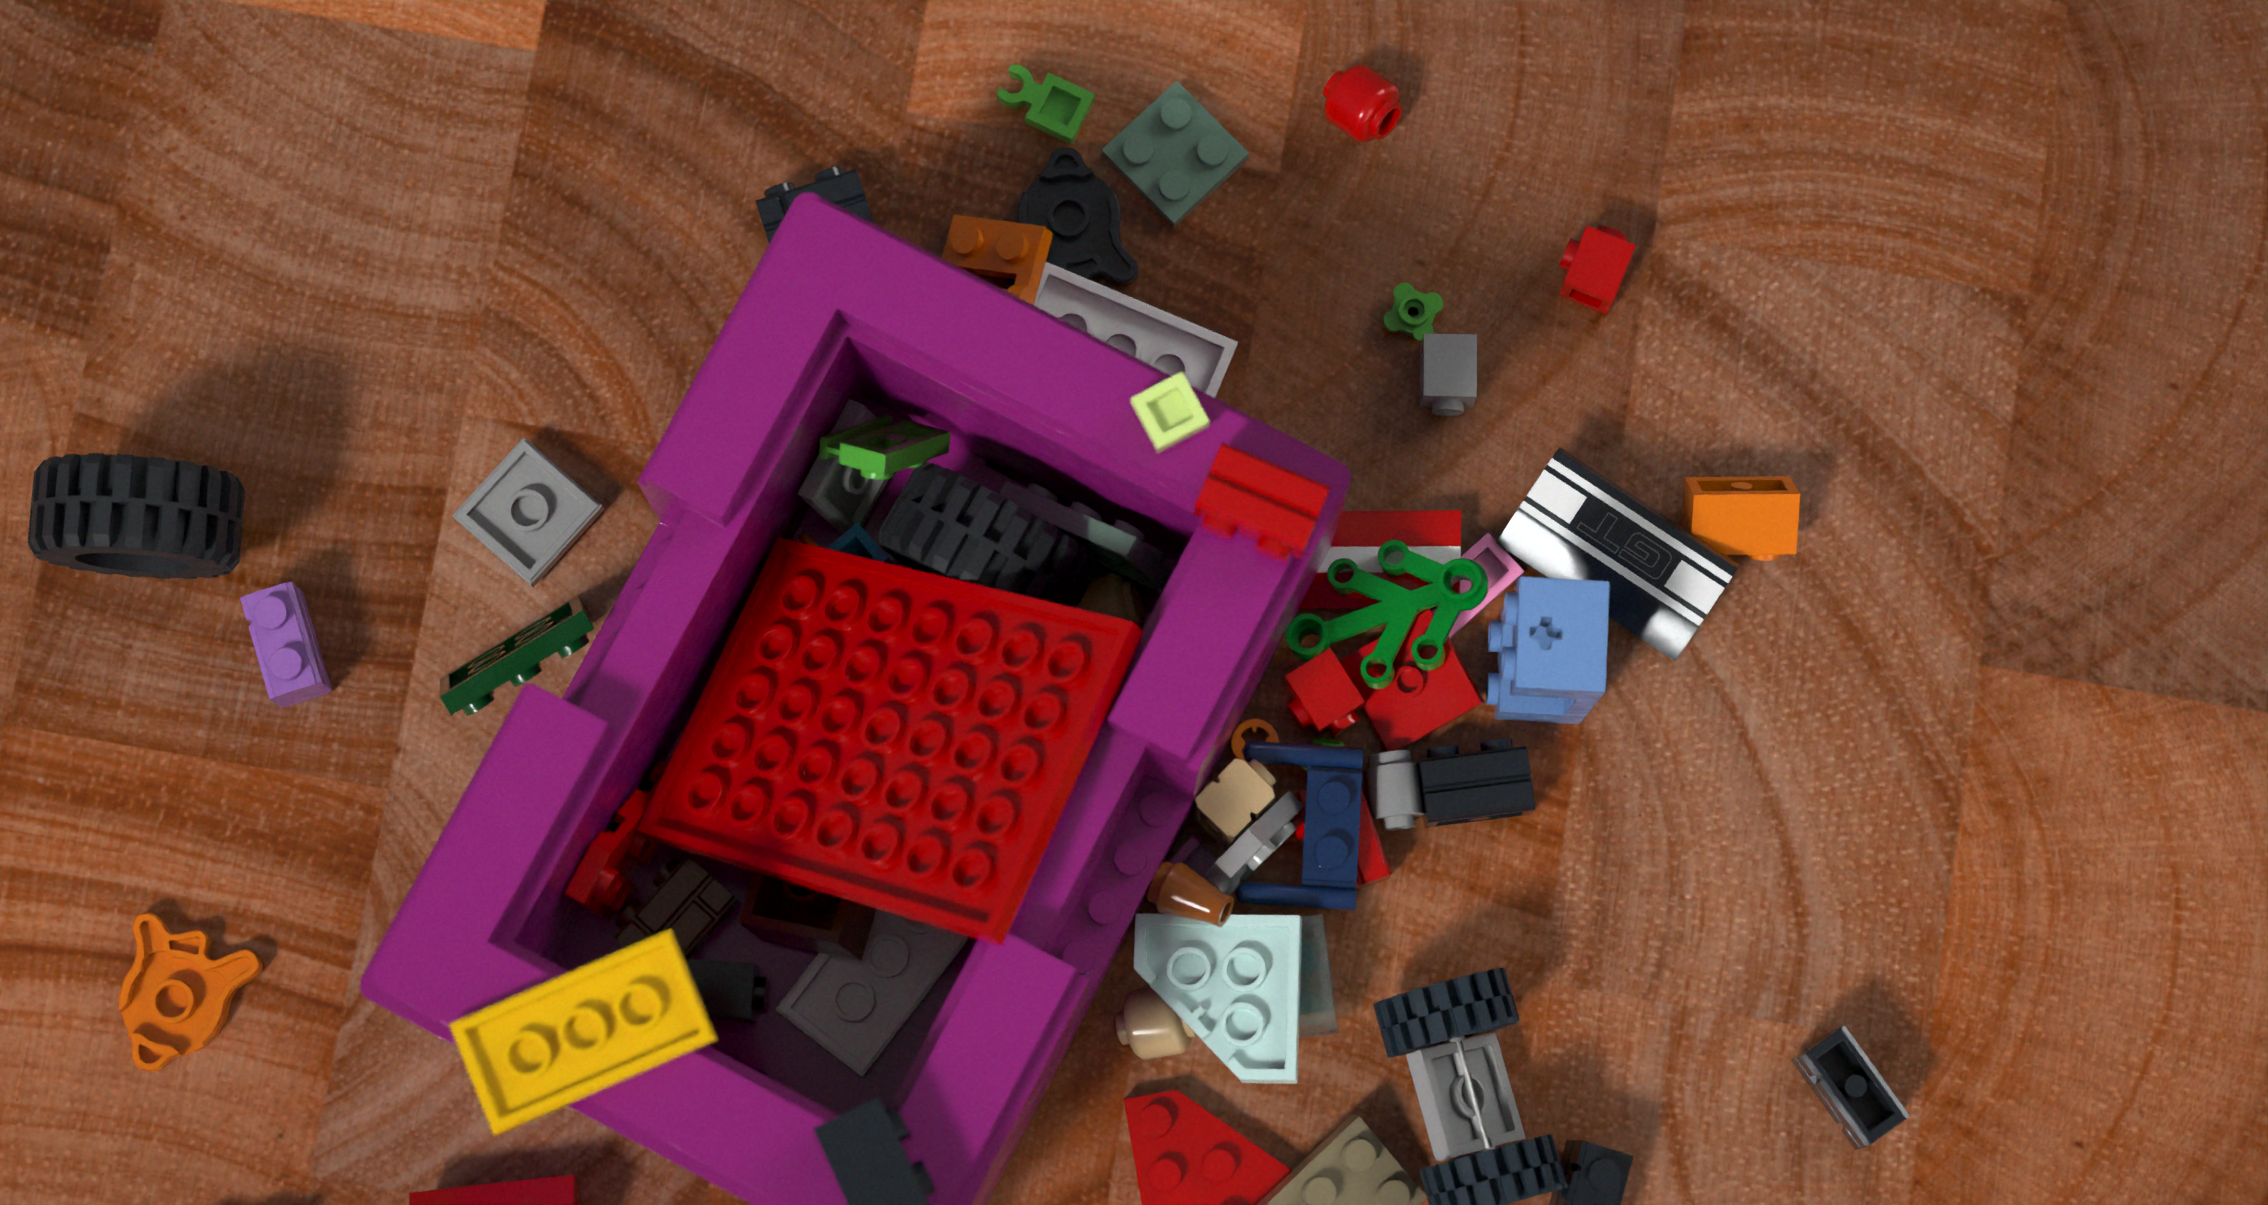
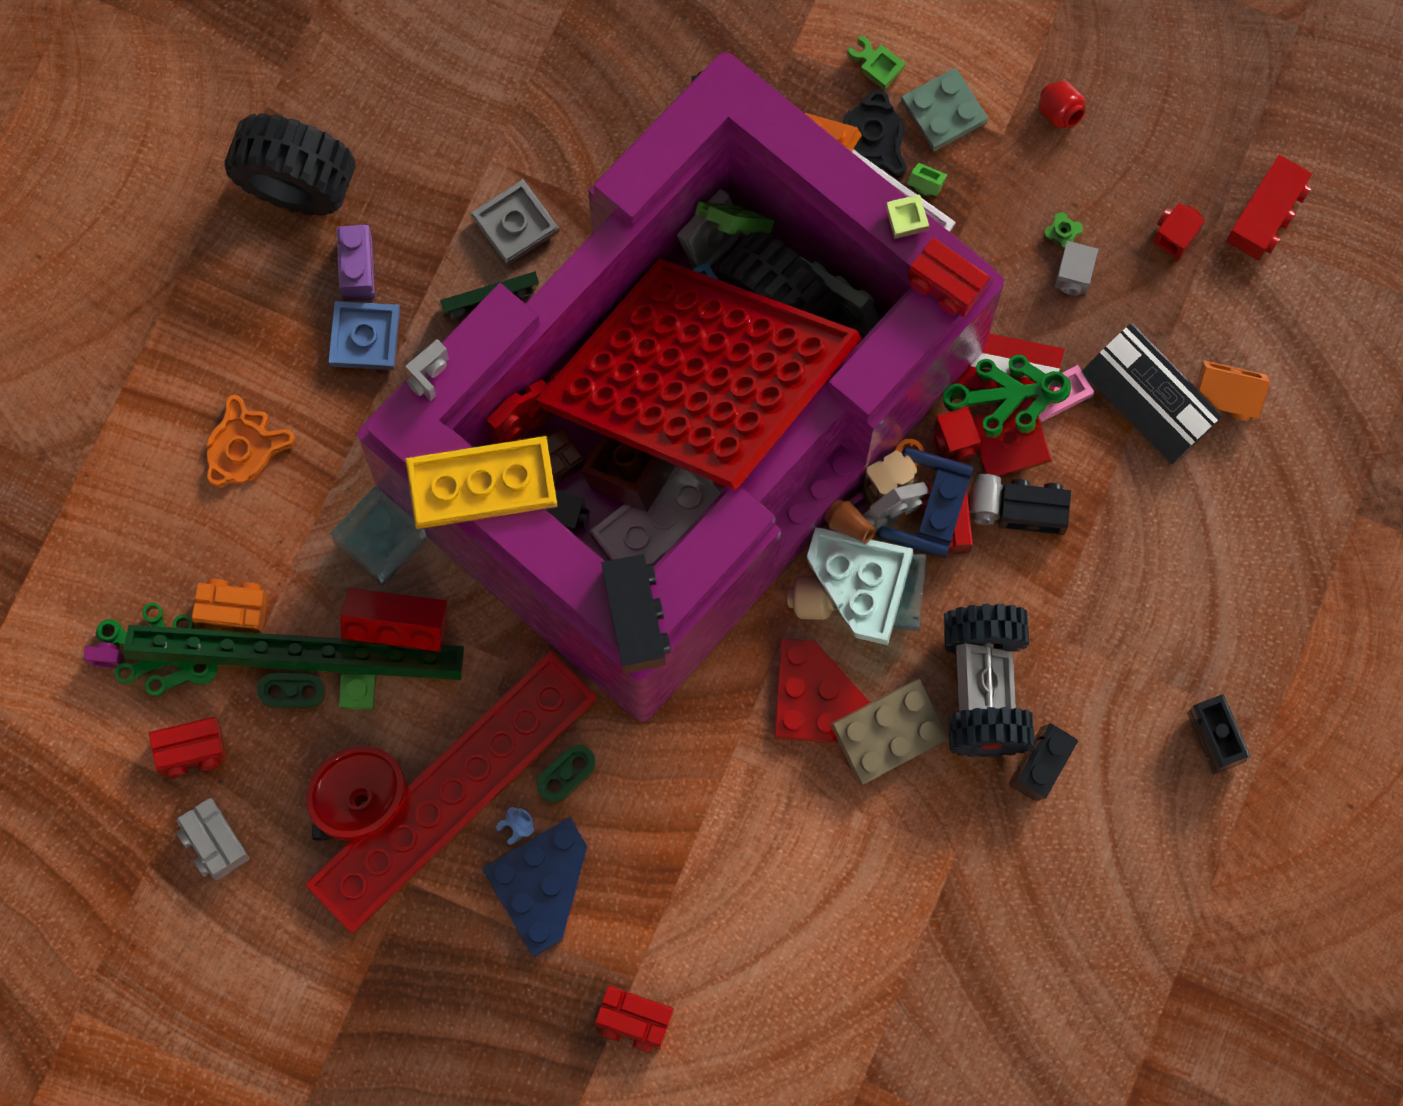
camera: 15 degrees right, 5 degrees down
(330, 762) = (364, 335): none -> medium blue plate
(427, 1099) = (378, 535): none -> clear light blue brick
(447, 855) = (427, 363): none -> light grey bracket
(1175, 281) = (926, 180): none -> bright green plate
(1549, 650) = (1097, 432): medium blue plate -> none
(1733, 197) = (1270, 208): none -> red brick

